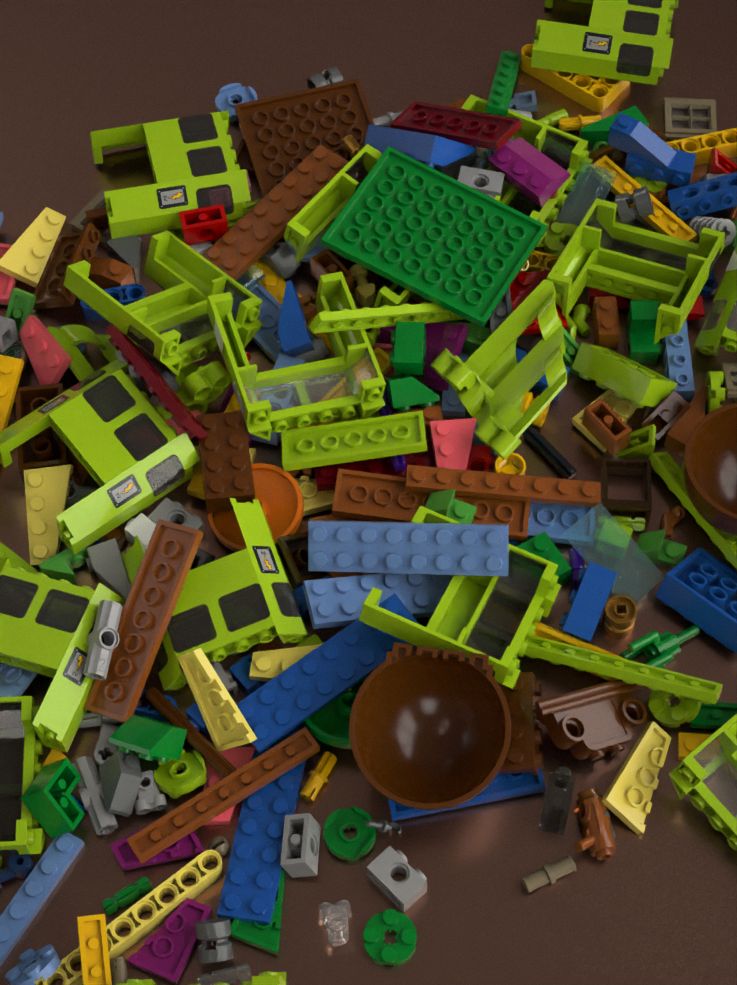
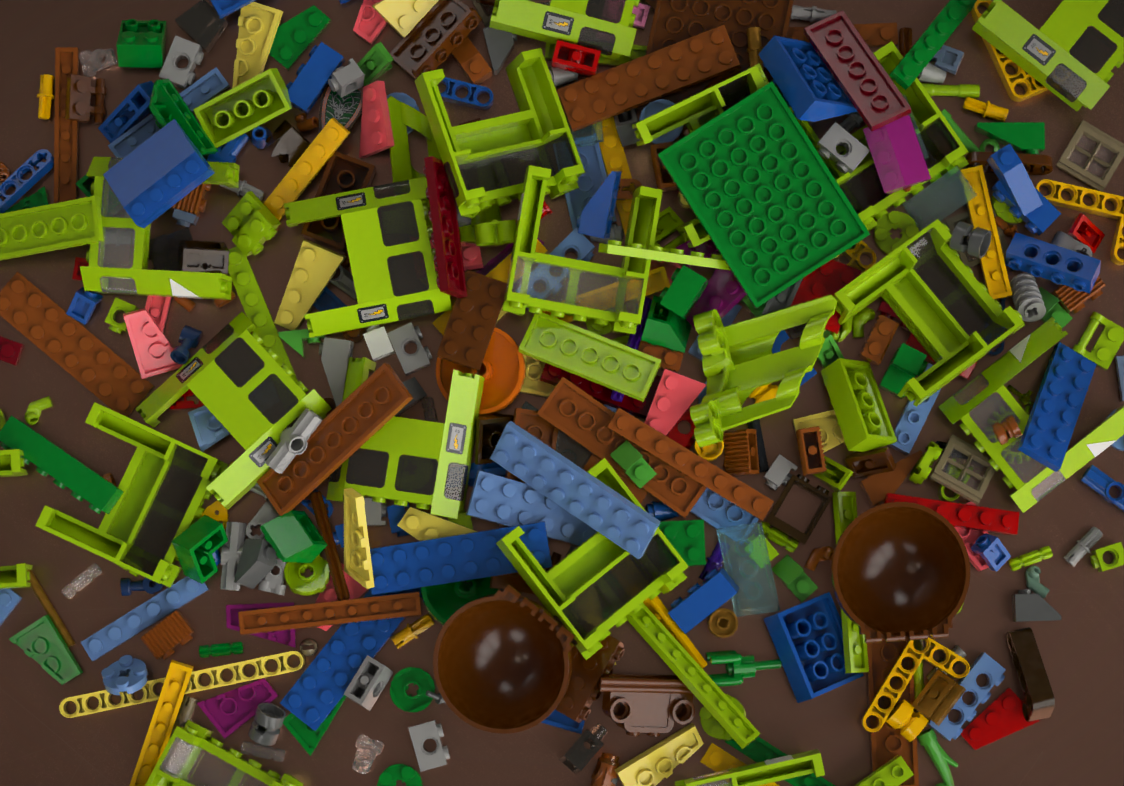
camera: 25 degrees right, 25 degrees up
(61, 906) = (167, 635): none -> dark orange brick
(542, 460) = (741, 452): none -> dark orange brick
(588, 464) = (779, 472): none -> light grey brick

